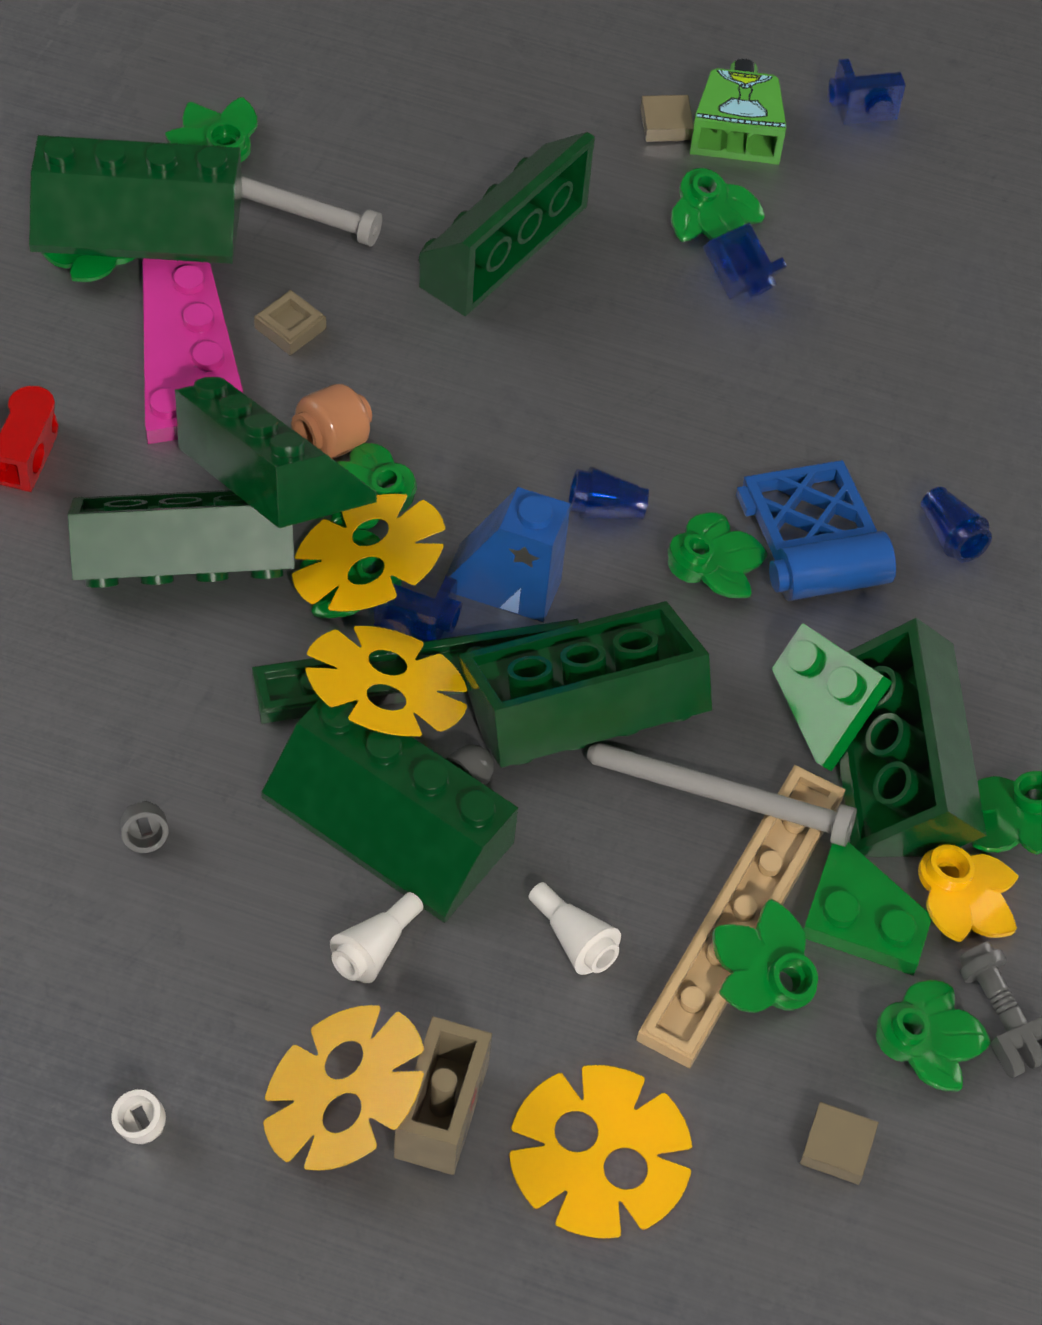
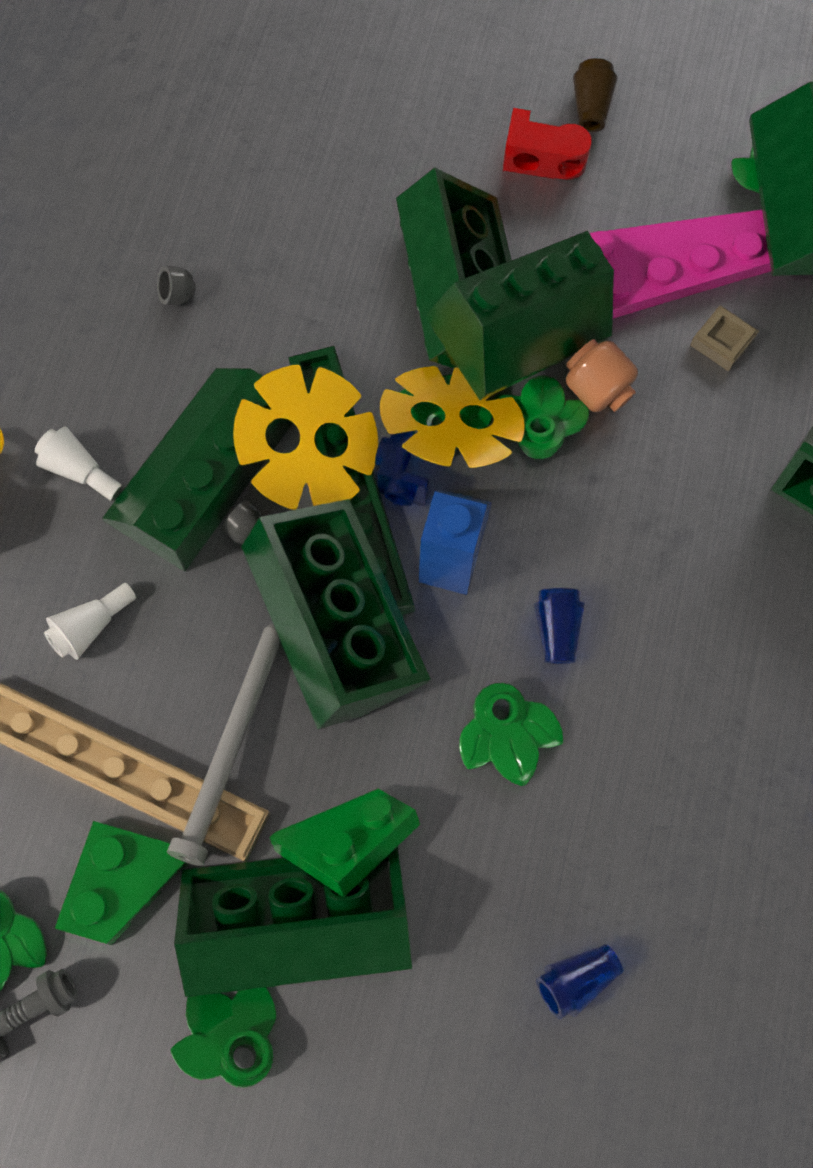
camera: 90 degrees right, 15 degrees up
(759, 956) = (56, 777): green plate -> none
(827, 557) = (510, 841): blue piece -> none
(967, 892) = (130, 986): yellow plate -> none

